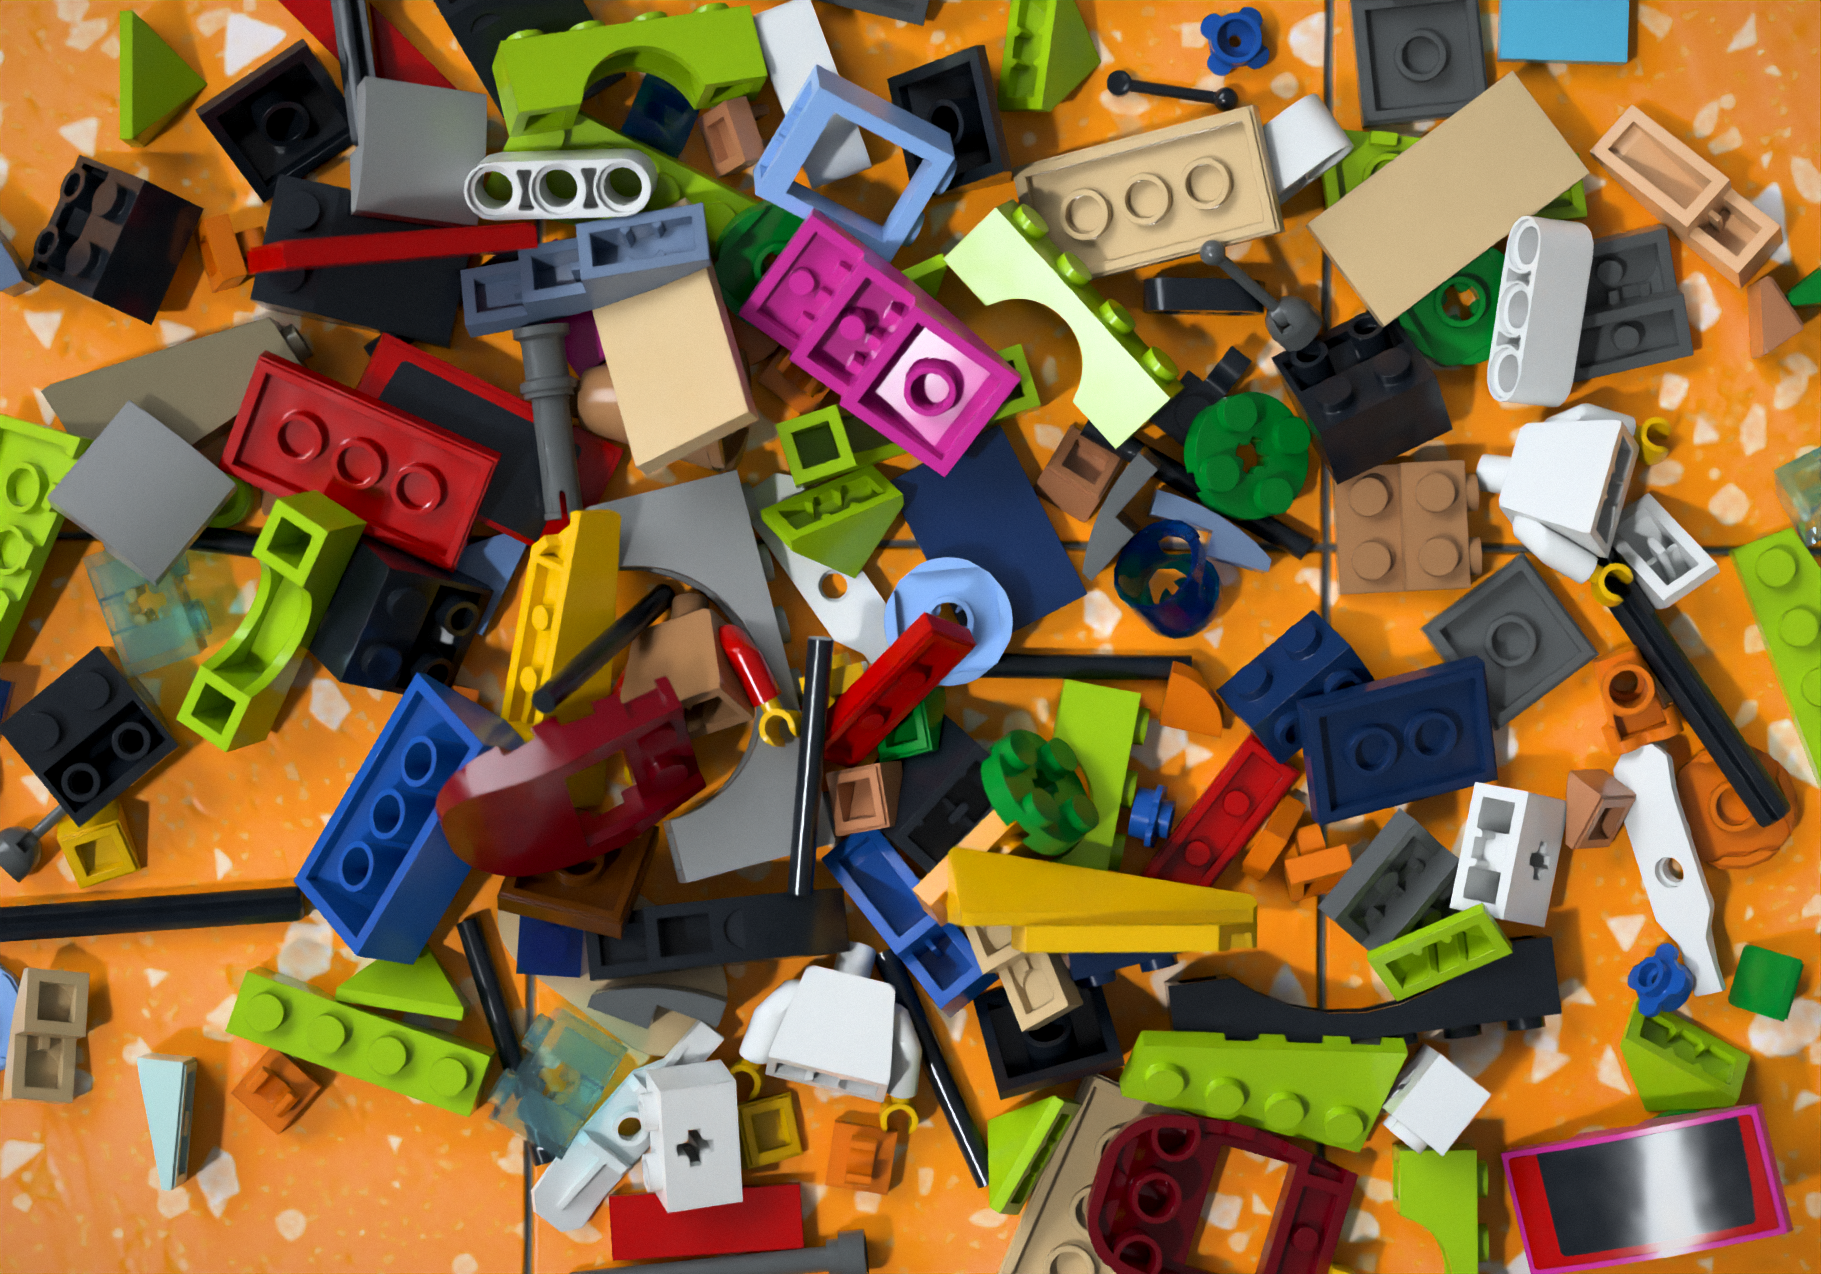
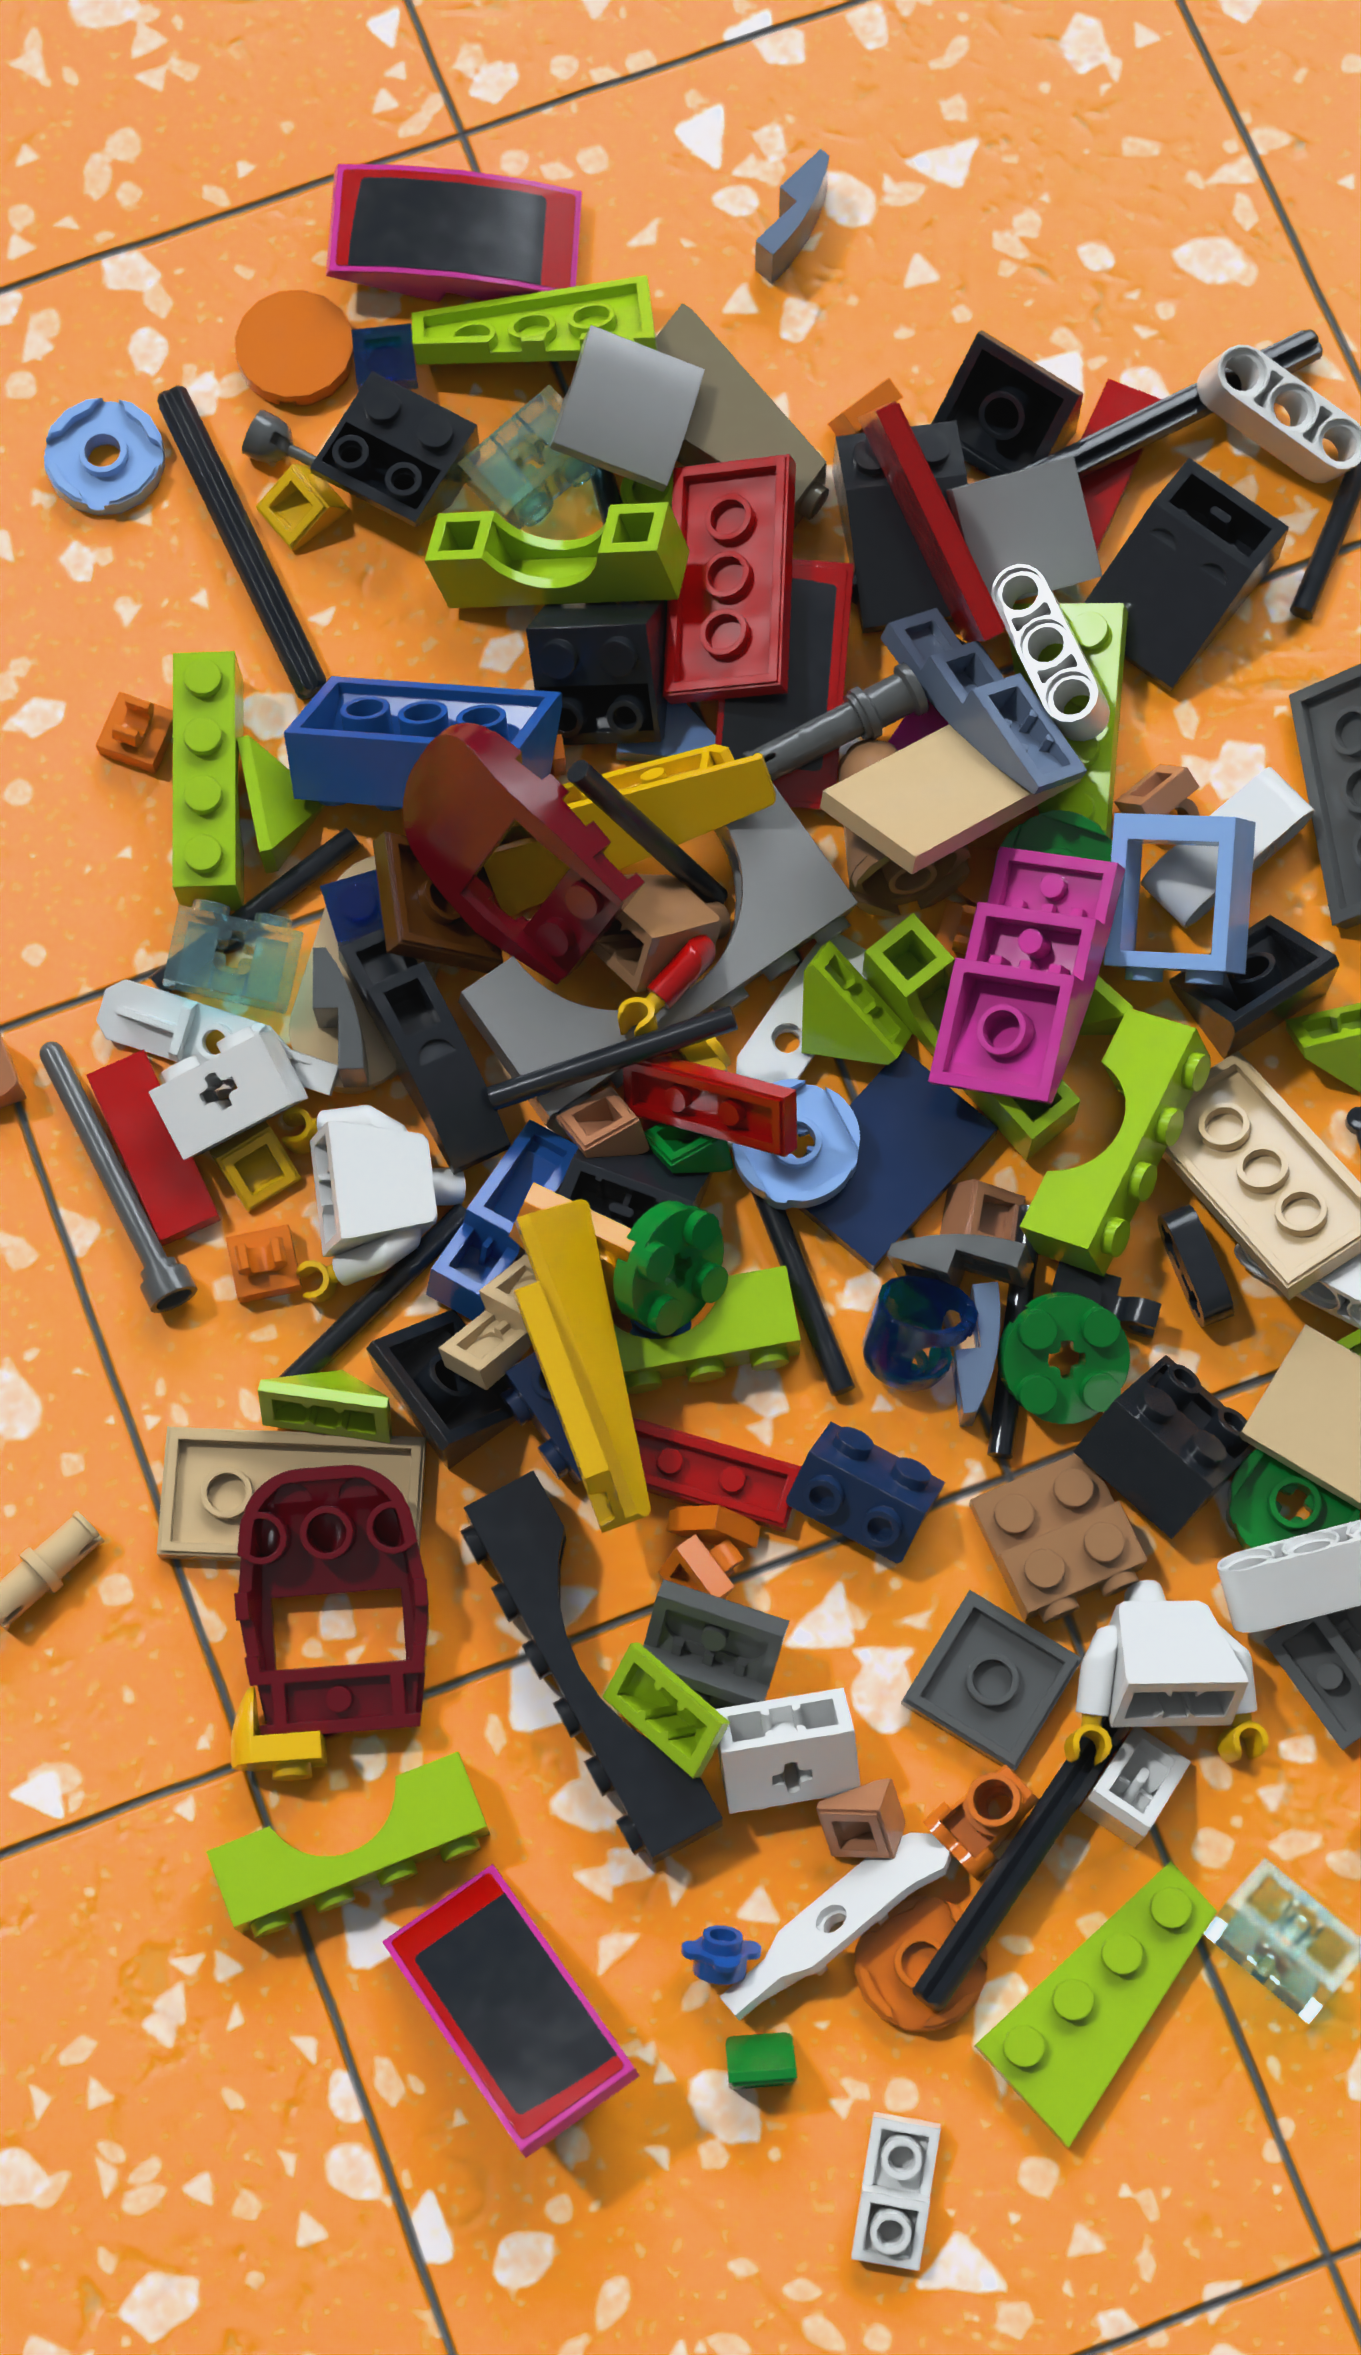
camera: 70 degrees right, 15 degrees down
(44, 1034) = (112, 520): tan slope -> none
(115, 238) = (840, 322): black slope -> none
(152, 81) = (988, 298): lime slope -> none
(169, 1099) = (81, 646): light aqua slope -> none
(660, 116) = (1151, 728): plate -> none
(702, 54) = (1148, 610): lime arch -> none
(1151, 815) = (689, 1402): blue plate -> none
(1191, 703) = (809, 1400): orange tile -> none
(1288, 320) = (1208, 1349): dark grey hinge -> none
(1289, 1088) = (480, 1628): lime wing -> none
(1397, 740) = (854, 1600): dark blue tile -> none
(1432, 1102) = (517, 1761): white brick -> none
(1680, 1063) = (649, 2004): lime slope -> none

